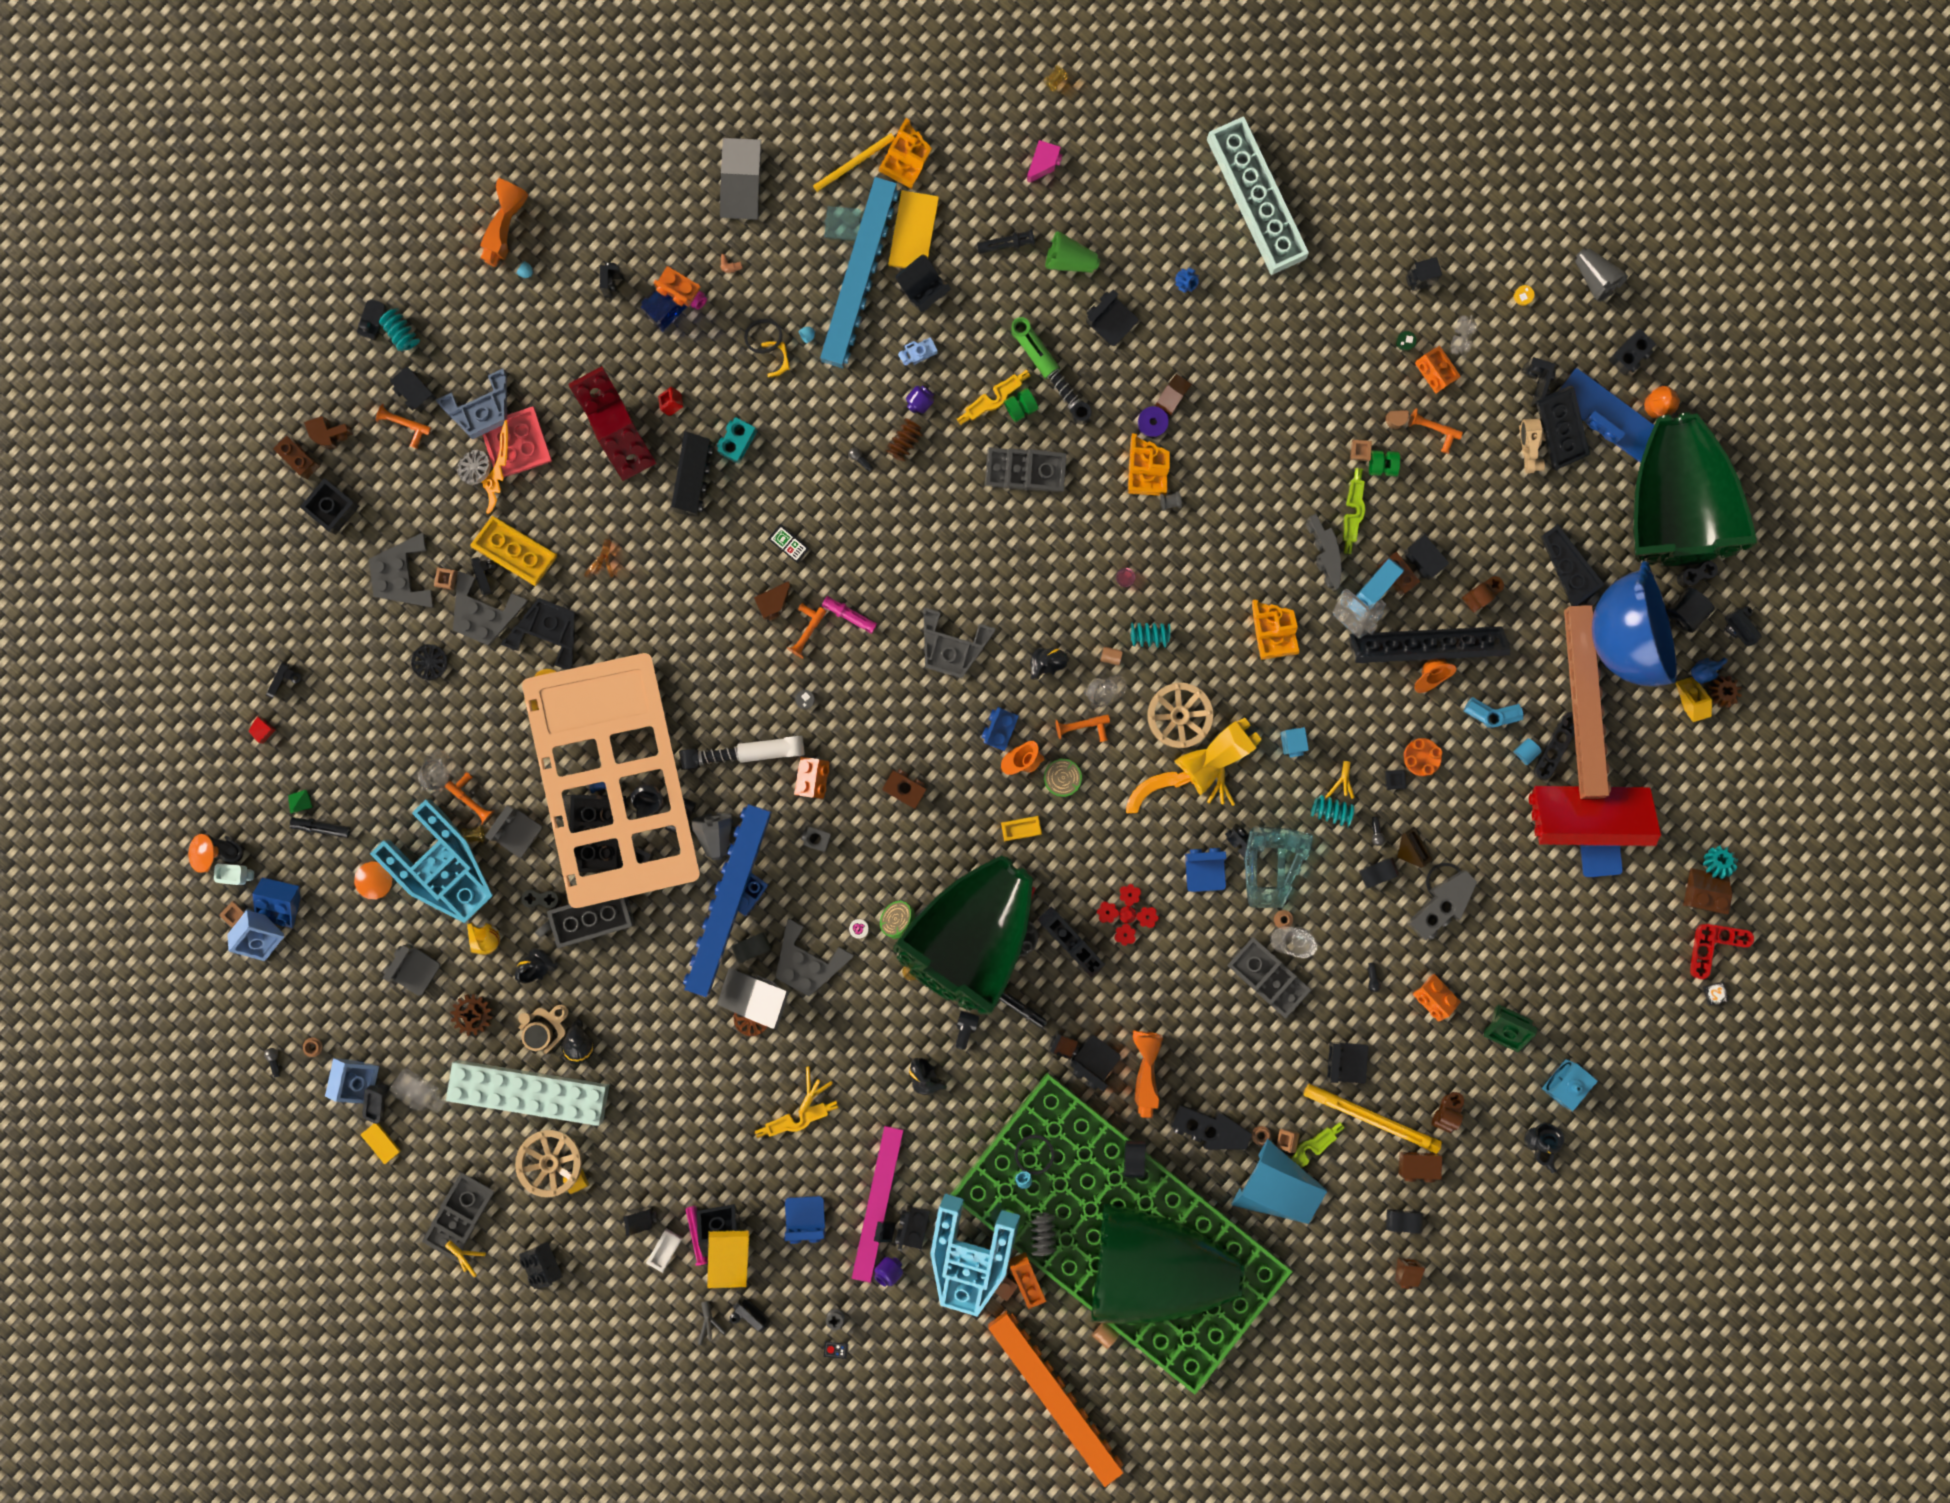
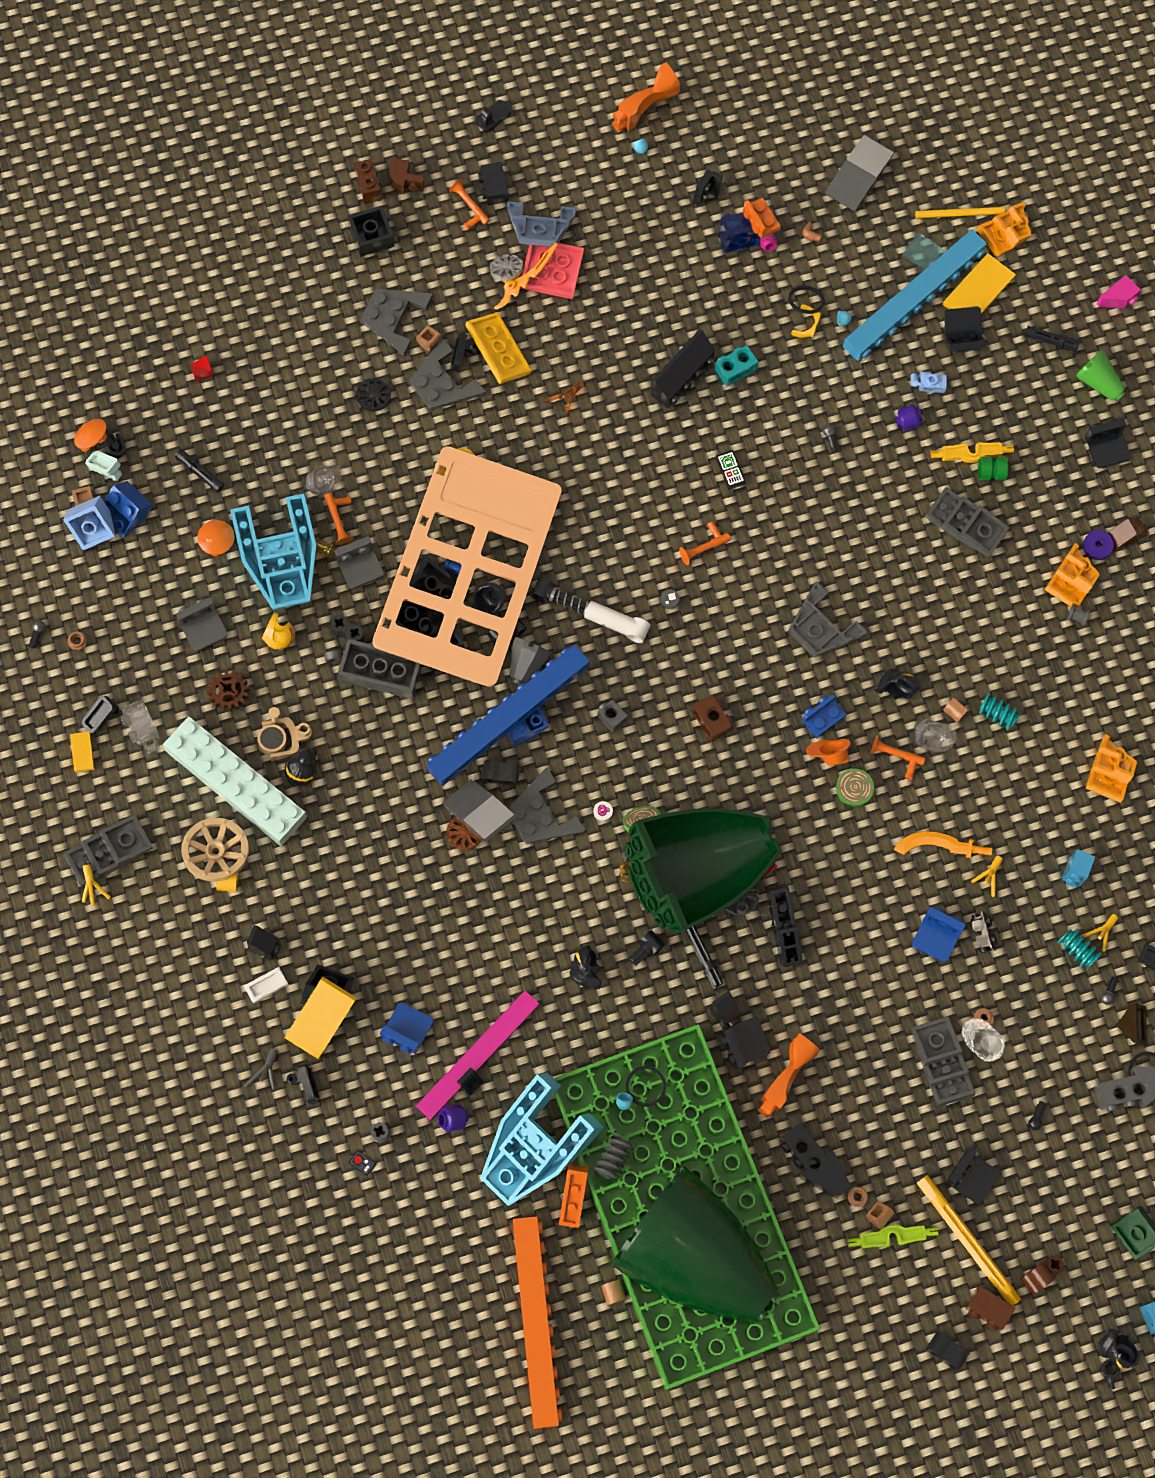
camera: 20 degrees right, 15 degrees down
(283, 672) = (248, 334): black piece -> none
(299, 801) = (195, 442): green slope -> none
(350, 1080) = (90, 683): light blue slope -> none
(396, 330) = (511, 134): teal piece -> none
(534, 966) = (306, 681): black hair -> none
(540, 1266) = (151, 933): black bracket -> none
(550, 624) = (491, 419): black wing -> none
(612, 423) = (642, 294): dark red bracket -> none
(670, 401) = (699, 307): red slope -> none
(692, 1221) = (296, 1007): dark pink axle -> none
(773, 601) = (691, 505): reddish brown slope -> none
(787, 1123) = (462, 941): yellow piece -> none
(812, 777) = (638, 664): bracket -> none
(812, 1093) = (477, 924): yellow plant -> none
(845, 612) = (744, 546): dark pink pin -> none
(904, 440) = (877, 441): reddish brown piece -> none
(914, 1227) = (496, 1092): black bracket -> none
(1006, 1288) = (547, 1196): medium nougat plate -> none
(1021, 828) = (794, 809): yellow tile -> none
(1049, 368) = (1033, 454): piece -> none
(1125, 577) = (1003, 655): clear pink piece -> none
(1127, 914) = (846, 934): red plant -> none
(1134, 1159) = (734, 1140): black axle -> none
(1158, 697) = (991, 789): tan wheel -> none
(1224, 750) = (1014, 843): yellow hips -> none
(1279, 838) = (1021, 948): clear light blue windscreen -> none
(1280, 1188) = (849, 1253): dark azure wedge -> none
(1379, 872) = (1092, 1026): black axle -> none
(1409, 1273) = (926, 1399): reddish brown slope -> none
(1437, 998) = (1085, 1167): orange bracket -> none

